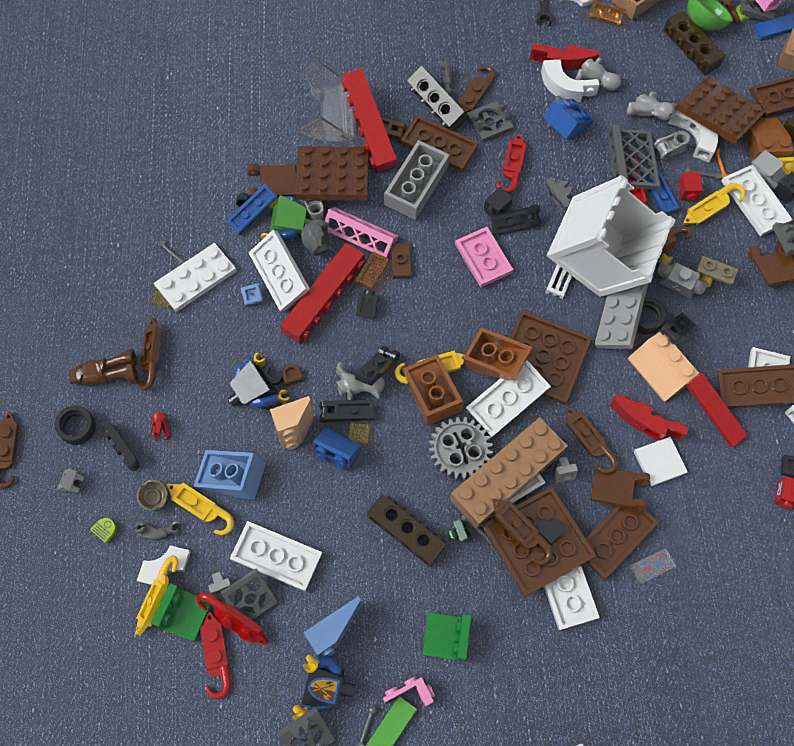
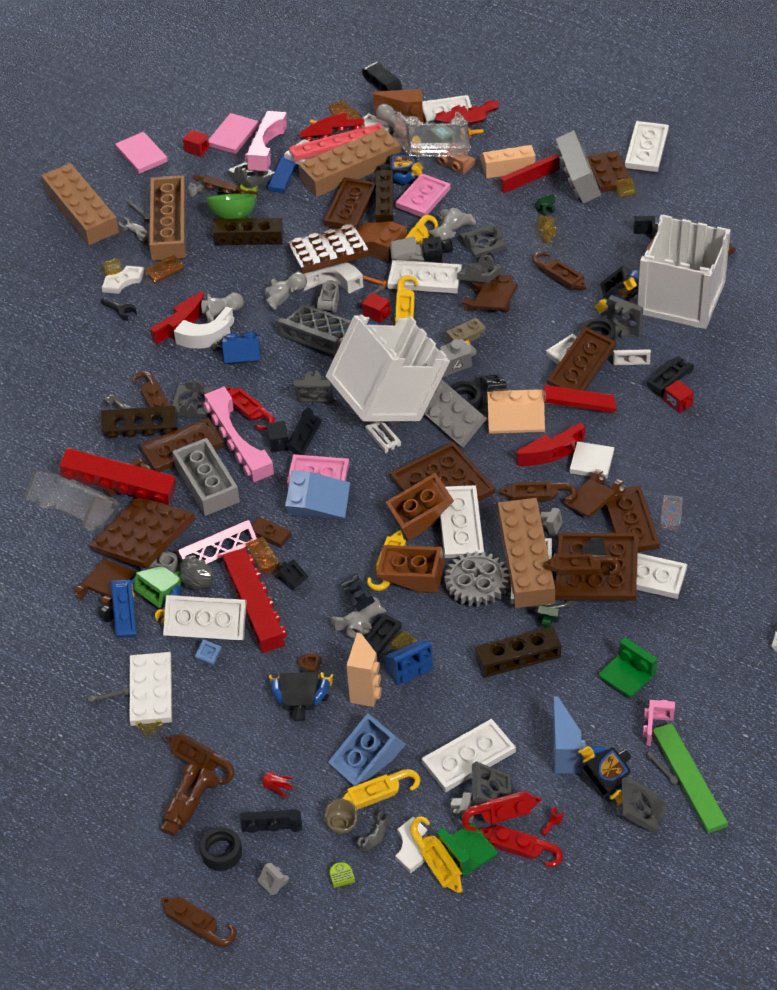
camera: 50 degrees left, 20 degrees down
(252, 666) = (554, 819): none -> red hand
(456, 271) = (317, 495): none -> medium blue slope
(493, 143) = (255, 462): none -> bright pink arch

